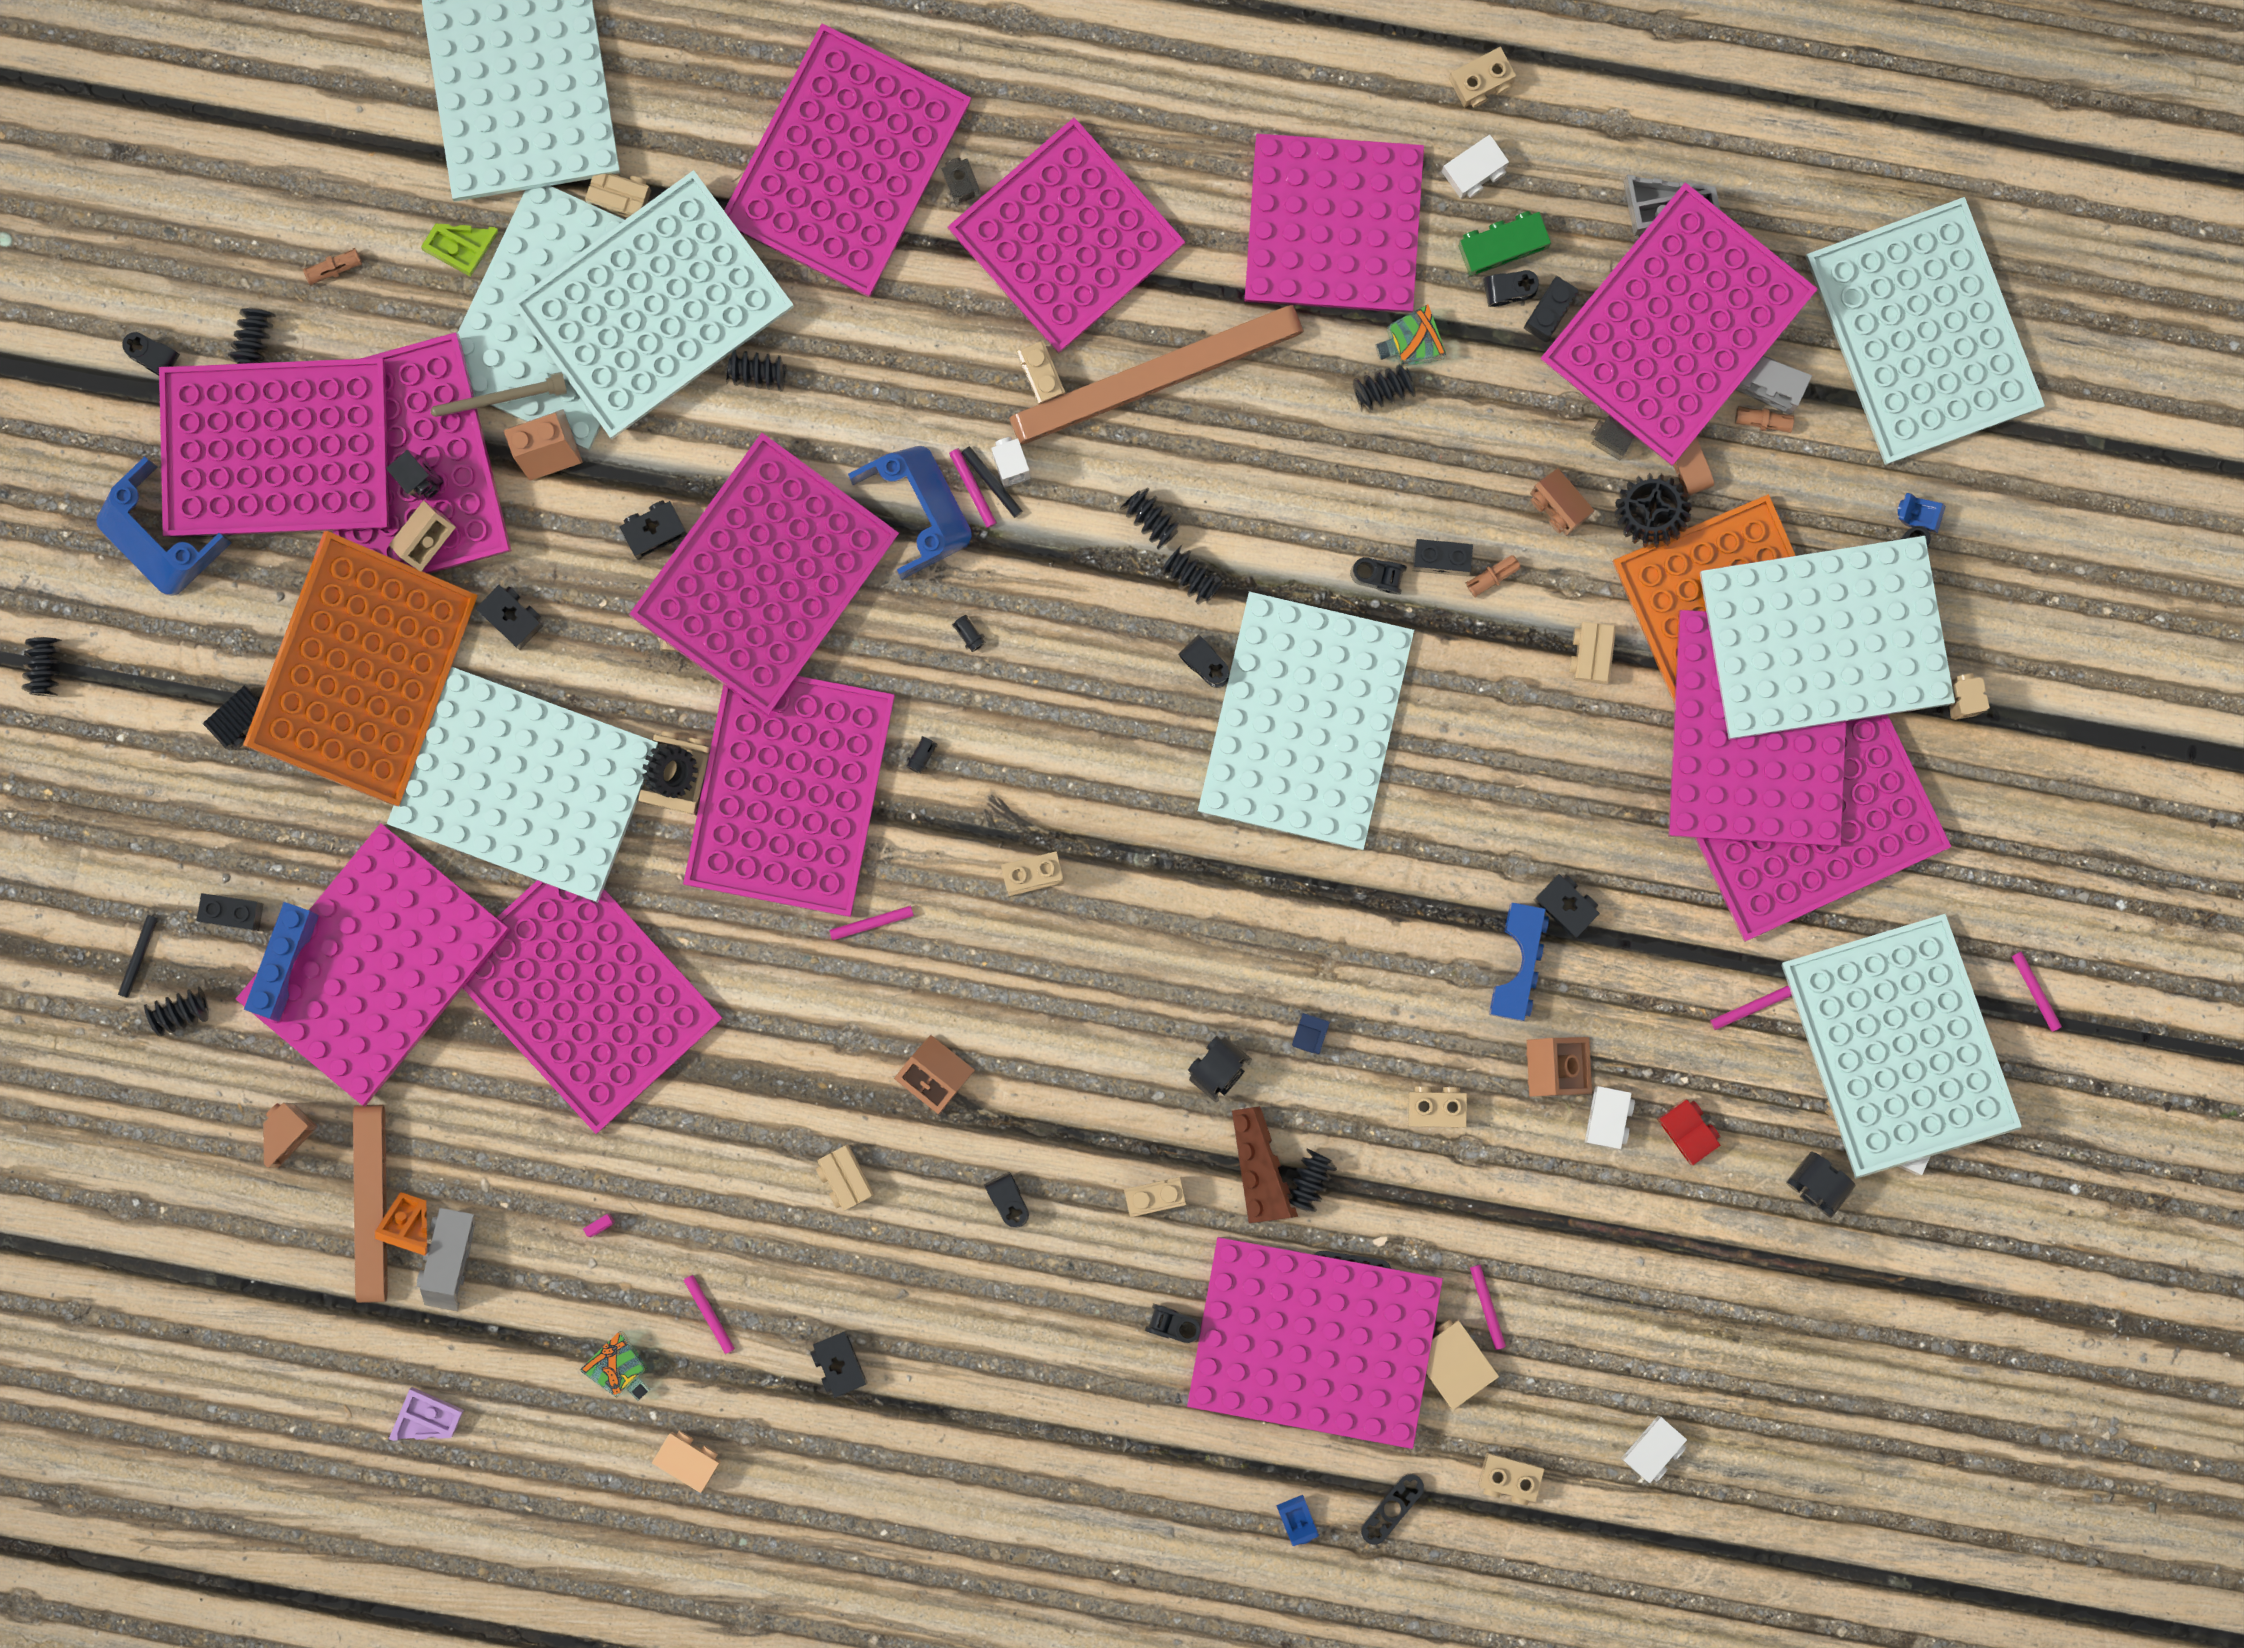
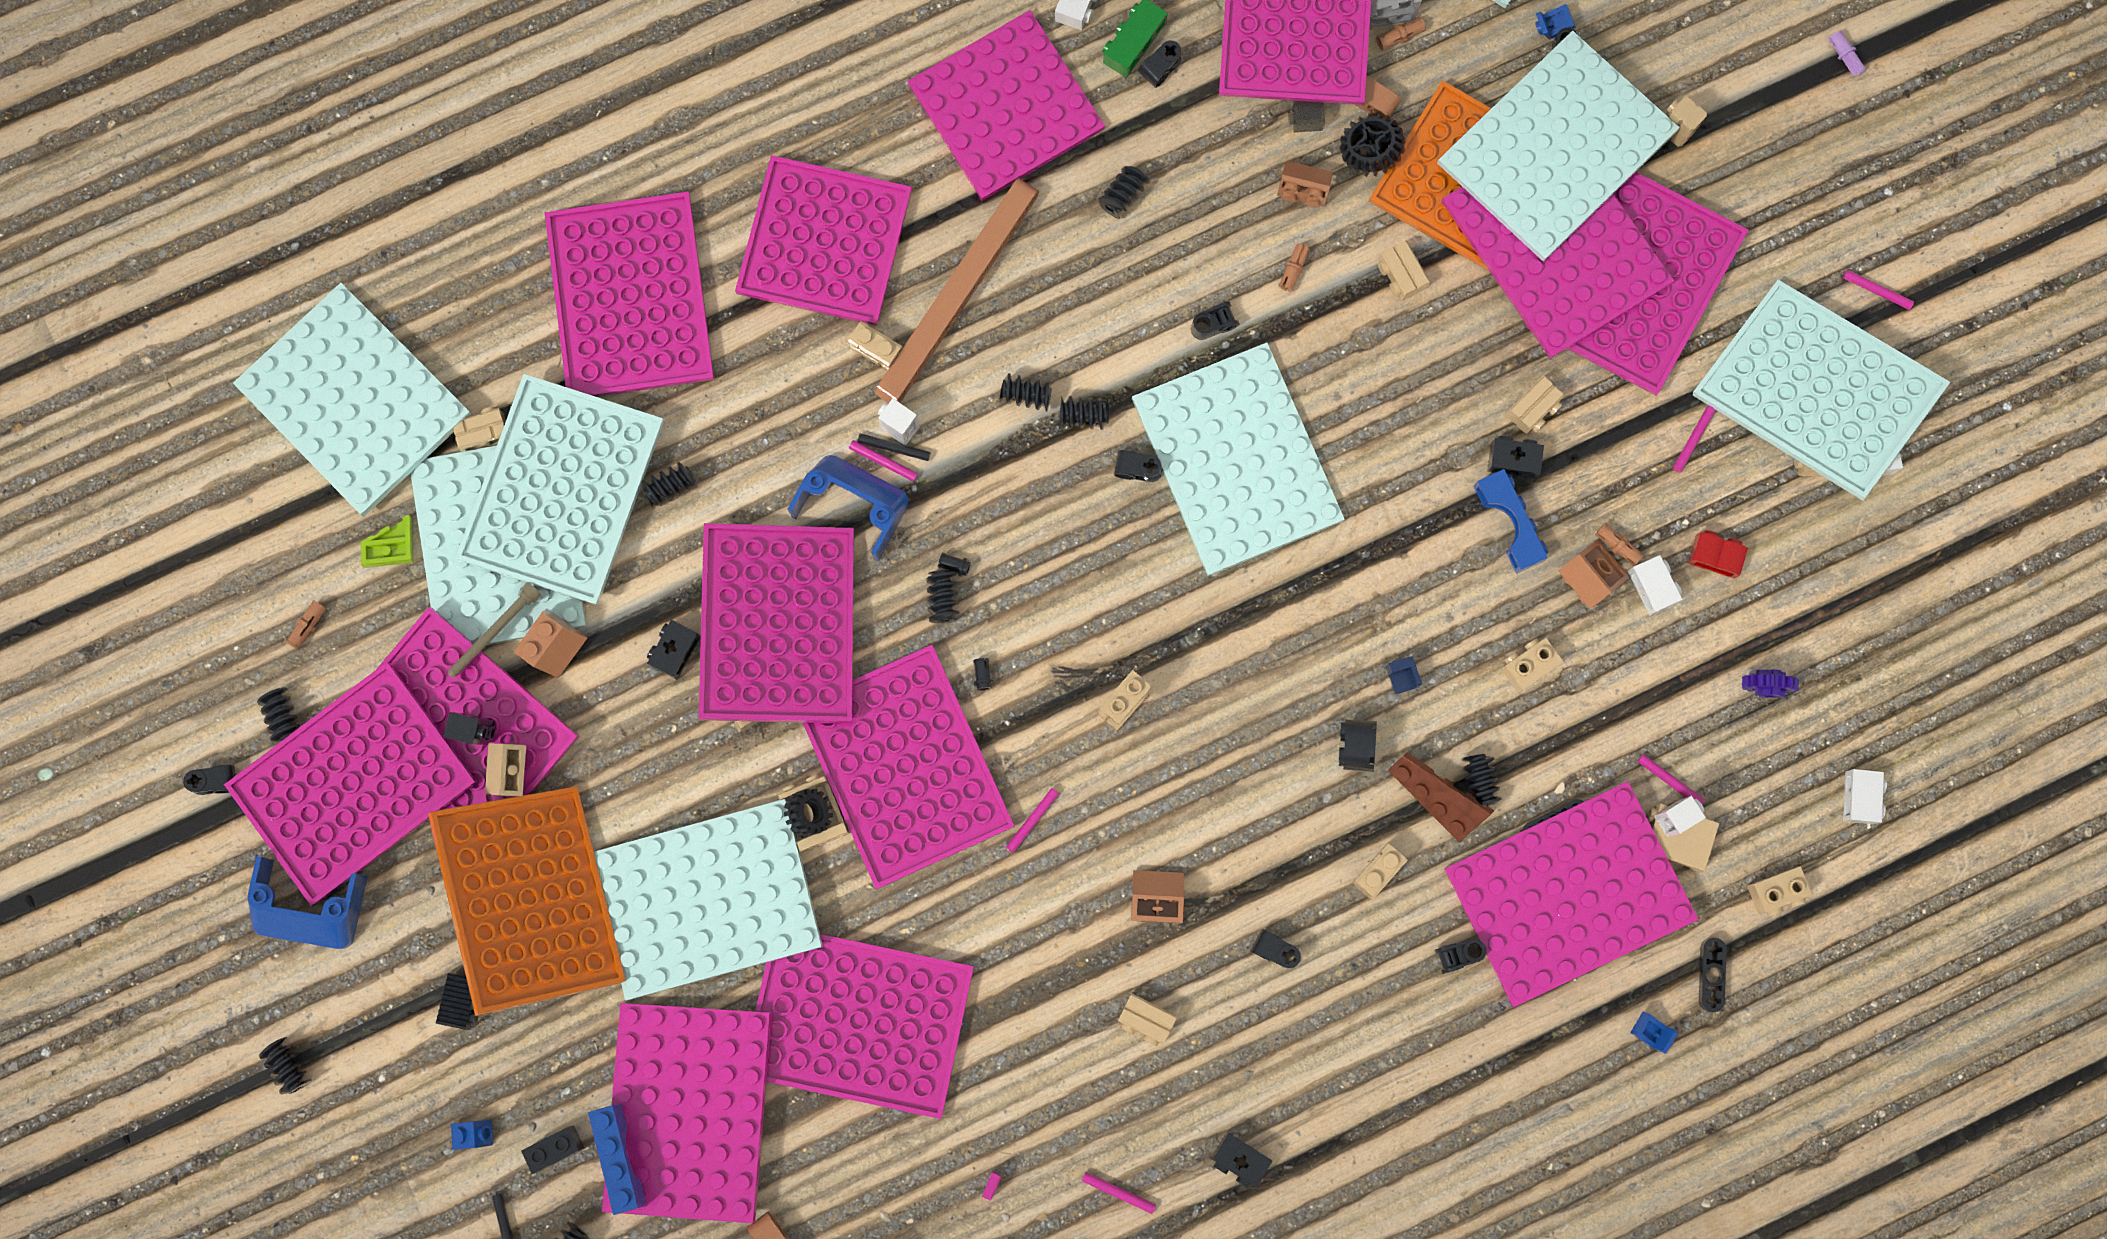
camera: 35 degrees left, 5 degrees down
(166, 846) = (471, 1134): none -> blue bracket
(518, 631) = (596, 784): black brick -> none
(935, 656) = (942, 596): none -> black piece
(960, 180) = (721, 253): clear smoke brick -> none
(1413, 339) = (1120, 144): torso -> none
(1442, 557) = (1250, 278): black brick -> none
(1462, 1343) = (1680, 816): none -> white brick
(1551, 309) = (1200, 58): black brick -> none
(1604, 1056) = (1619, 544): none -> nougat pin
(1623, 869) = (1535, 405): none -> tan brick
(1643, 1284) = (1770, 683): none -> dark purple gear
(1821, 1184) = (1838, 524): black brick -> none
(2182, 743) = (1846, 53): none -> lavender axle

